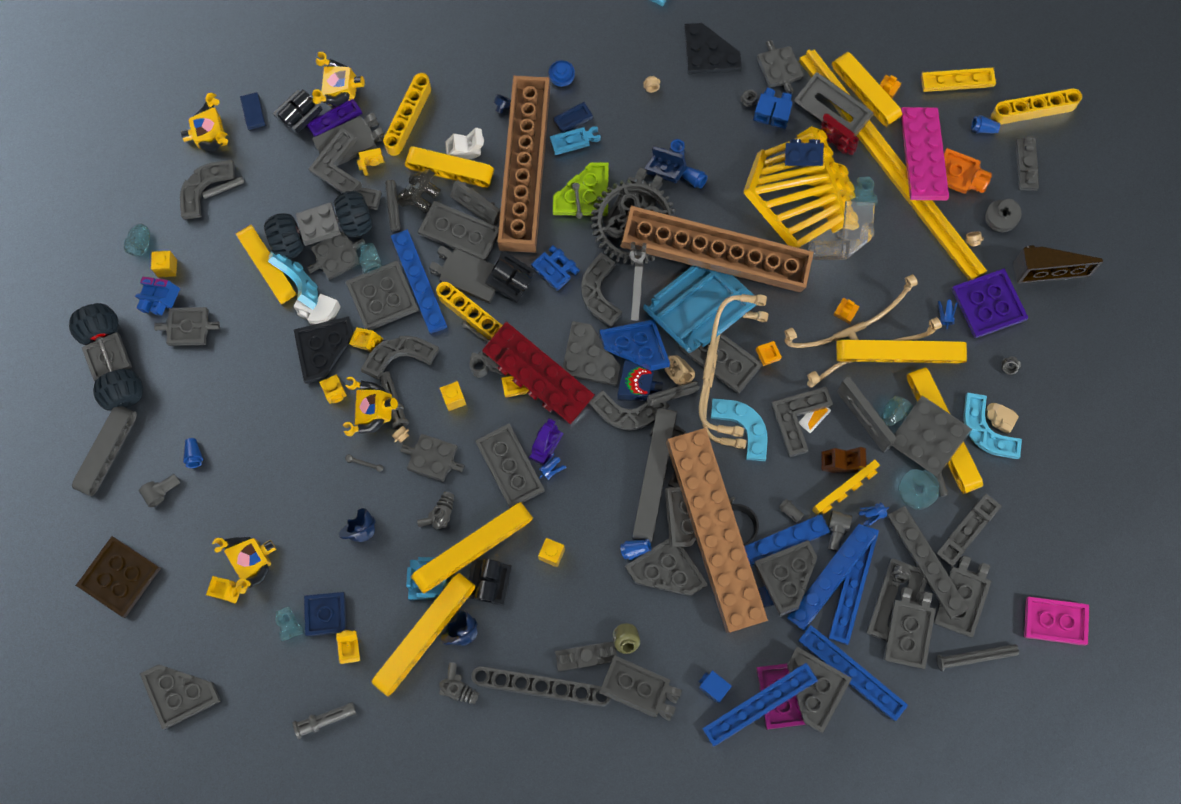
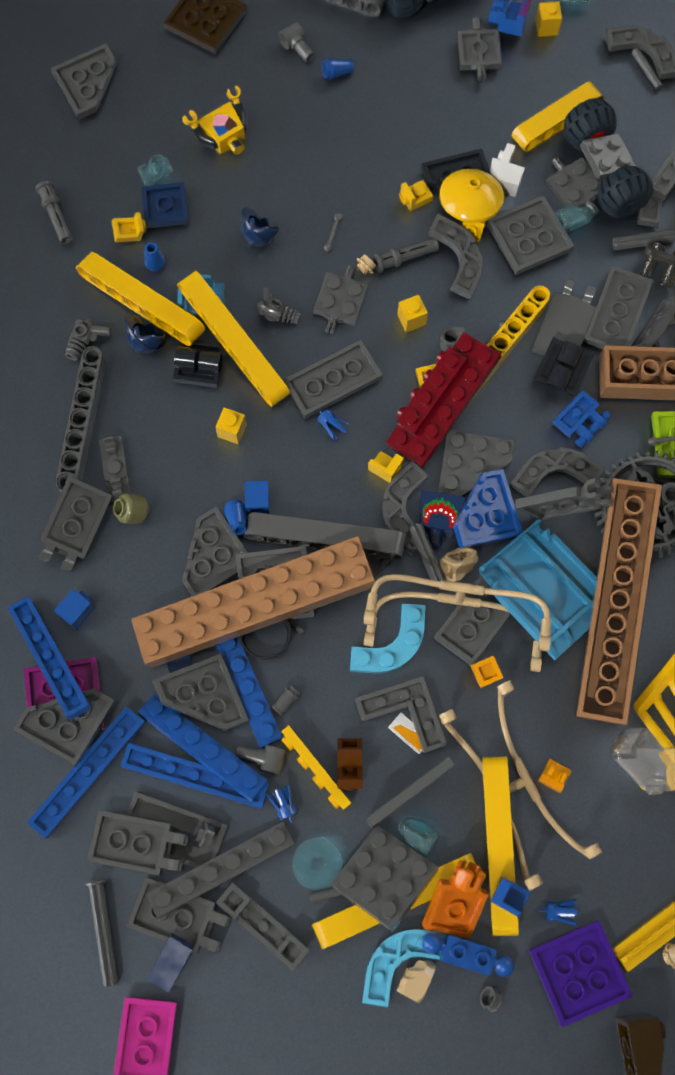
camera: 85 degrees right, 0 degrees up
(223, 589) = (192, 103): yellow bracket -> none
(306, 287) = (544, 150): medium azure plate -> none
(347, 348) = (471, 195): none -> yellow dish
(371, 409) = (393, 230): torso -> none
(384, 627) = (153, 257): none -> blue cone
(419, 281) = (552, 272): blue plate -> none
(545, 442) = (362, 413): dark purple piece -> none
(591, 424) = (386, 466): none -> yellow panel
(617, 531) = (256, 497): none -> blue panel
(942, 344) = (510, 896): none -> blue panel
(945, 383) = (457, 902): none -> orange plate
(982, 379) = (468, 954): none -> blue plate
(999, 601) = (170, 963): none -> dark blue tile

